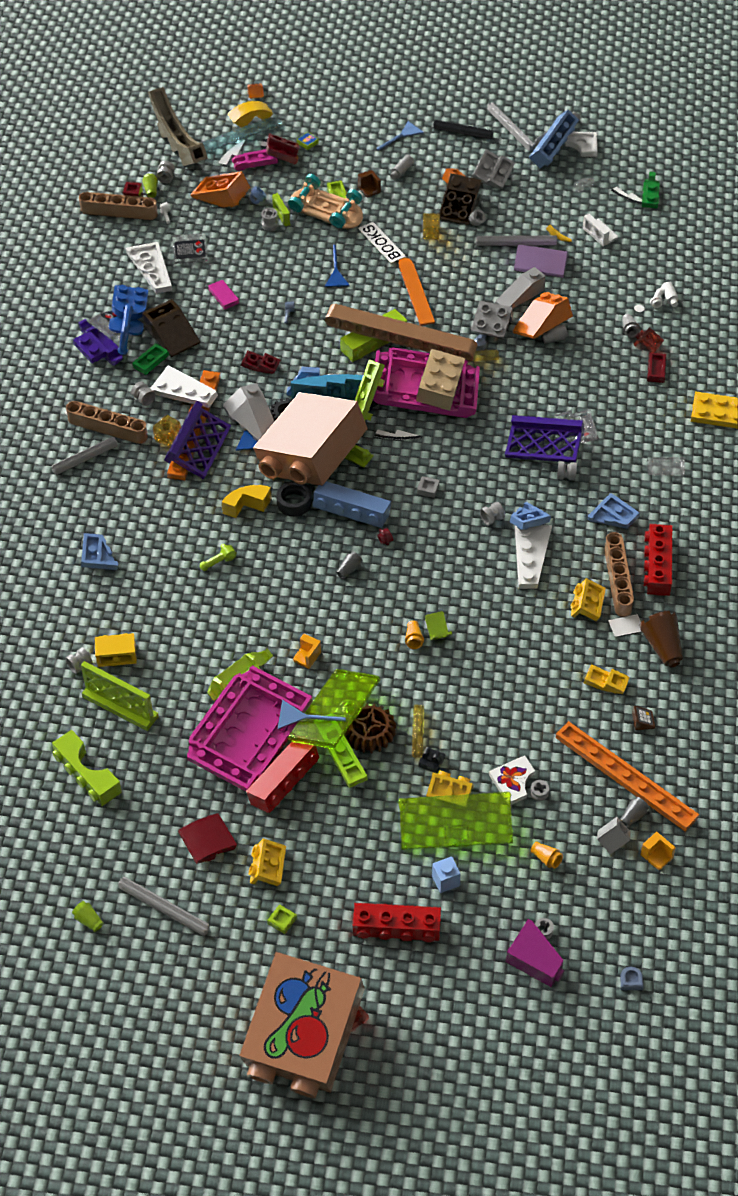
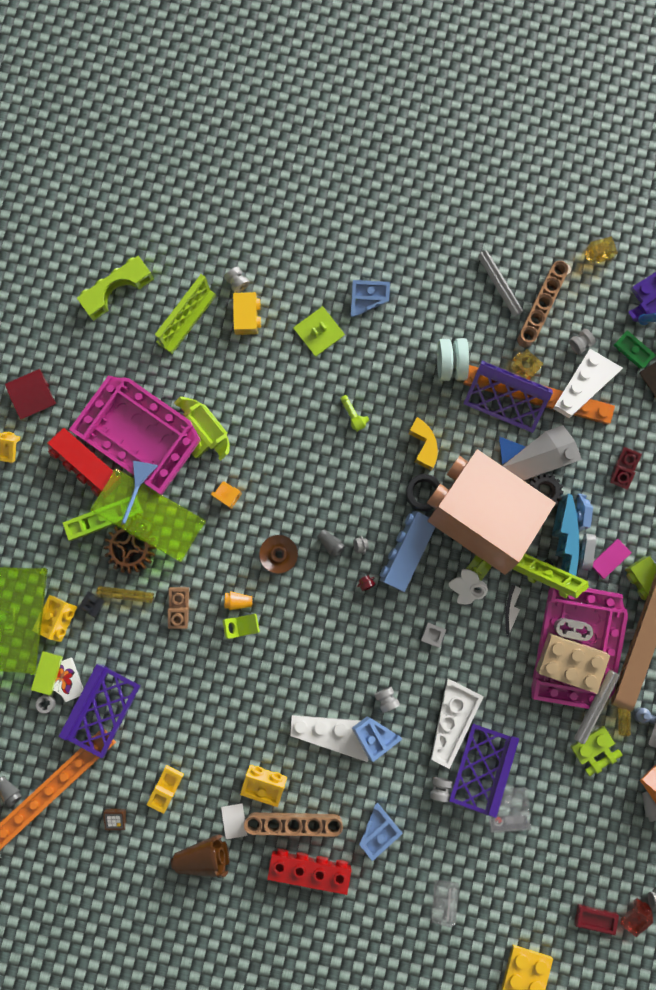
camera: 95 degrees right, 30 degrees up
(54, 383) = (601, 250): none -> clear yellow brick
(133, 593) = (319, 331): none -> lime piece
(164, 478) = (452, 360): none -> light aqua wheel
(341, 366) = (610, 558): none -> dark pink tile
(348, 543) = (360, 545): none -> light grey plate
(363, 598) = (271, 546): none -> reddish brown dish
(381, 460) = (465, 587): none -> white plate
(414, 383) = (573, 634): none -> light grey beam
(431, 684) = (178, 608): none -> medium nougat slope
(484, 369) = (596, 707): none -> light grey axle
(502, 465) = (455, 718): none -> white wing
(502, 783) = (46, 673): none -> lime tile
(511, 376) = (597, 742): none -> lime plate
(533, 751) = (85, 702): none -> dark purple fence

